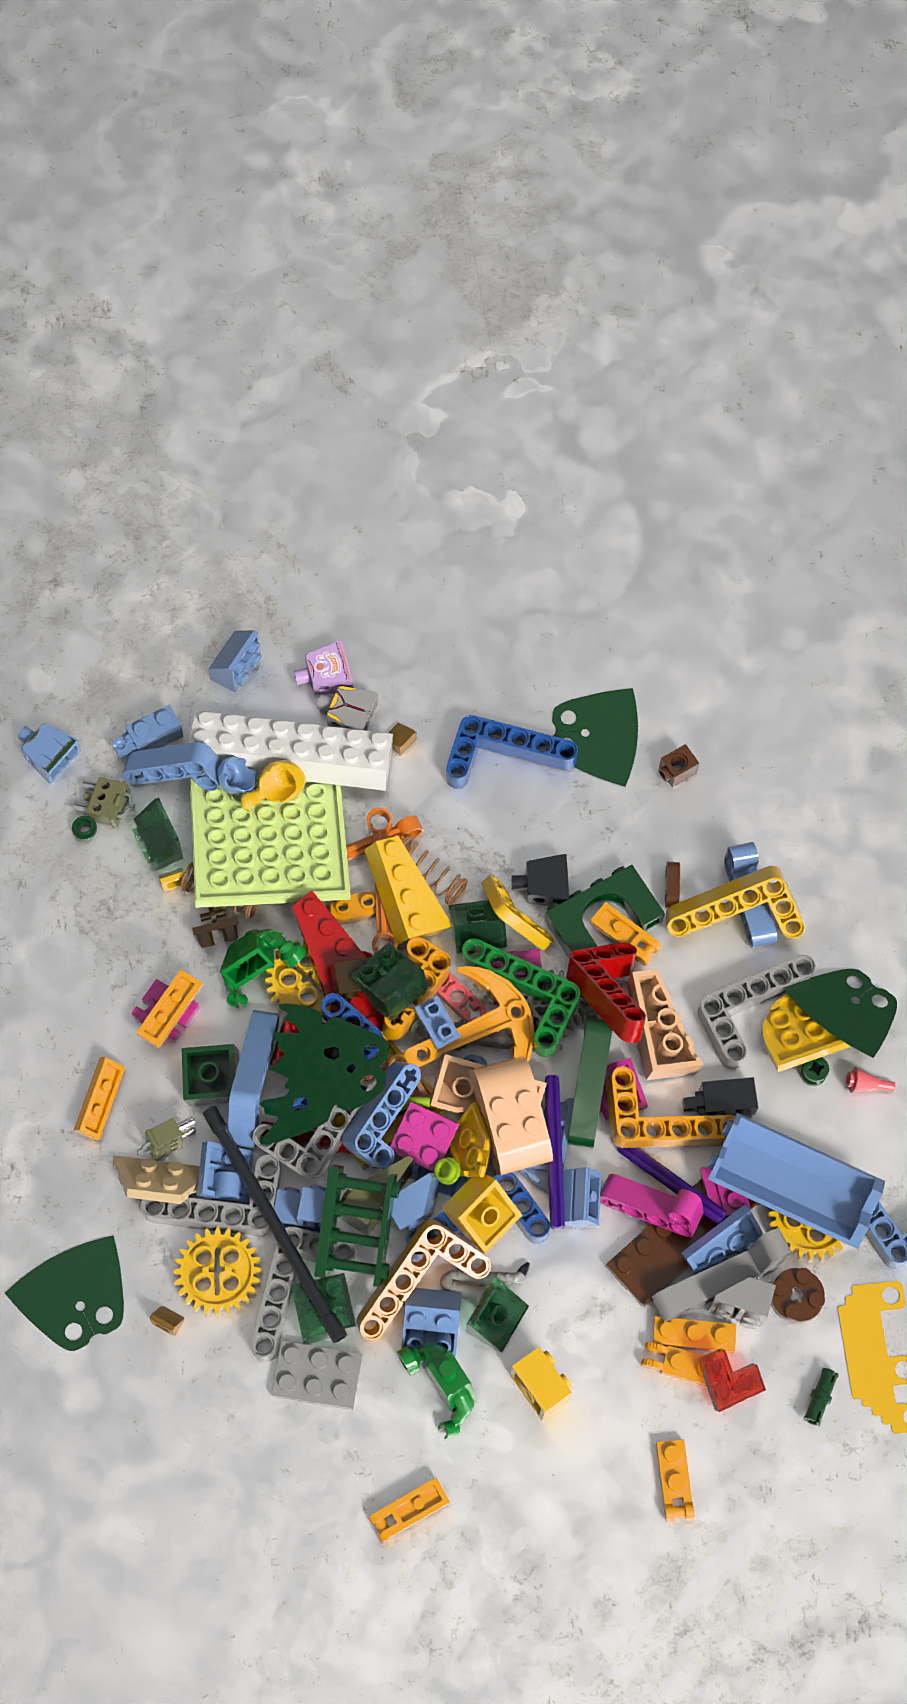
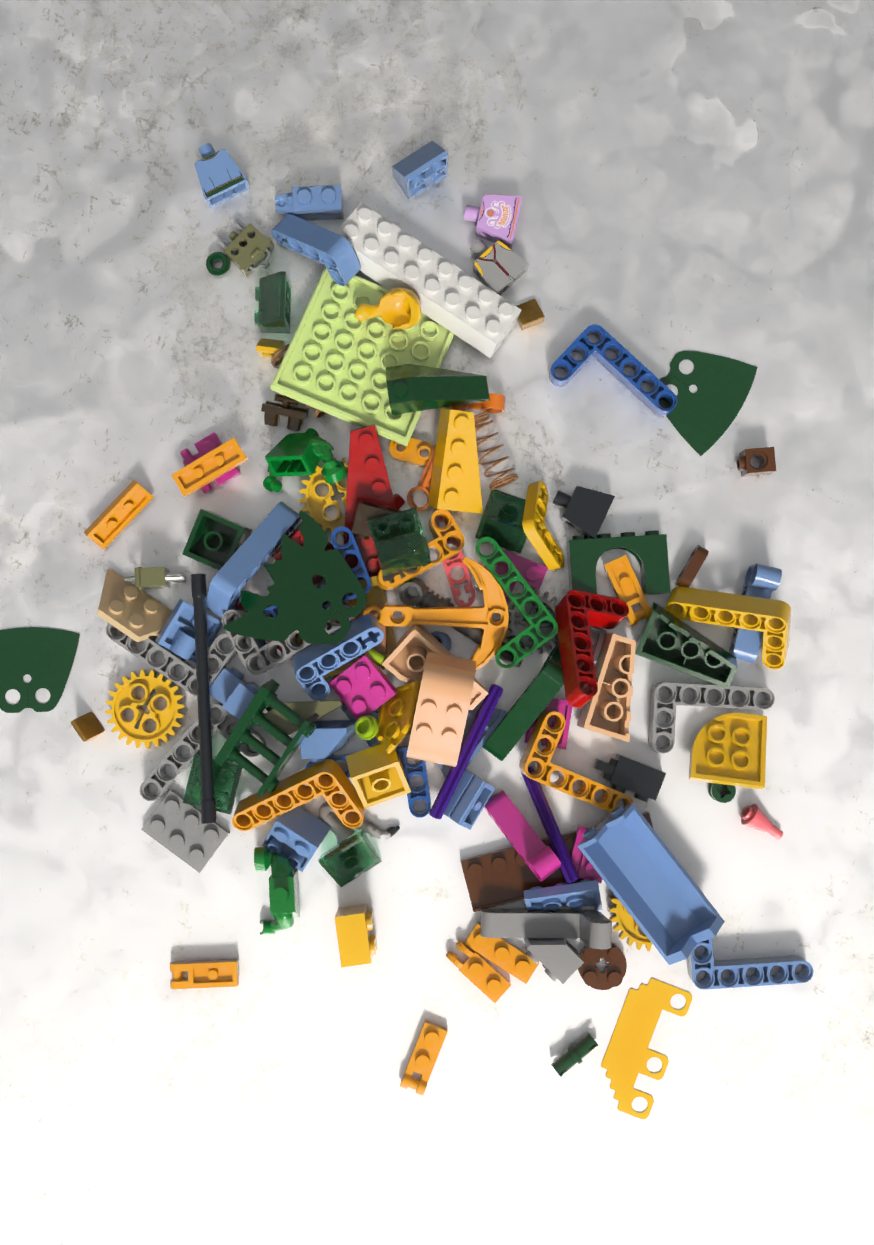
camera: 30 degrees right, 20 degrees up
(235, 776) = (364, 283): medium blue hair -> none
(343, 838) = (427, 388): none -> dark green wedge
(437, 1022) = (421, 597): medium blue hips -> none
(696, 956) = (683, 648): none -> dark green wedge
(724, 1385) = (504, 1011): clear red plate -> none
(829, 1003) = (765, 743): dark green piece -> none

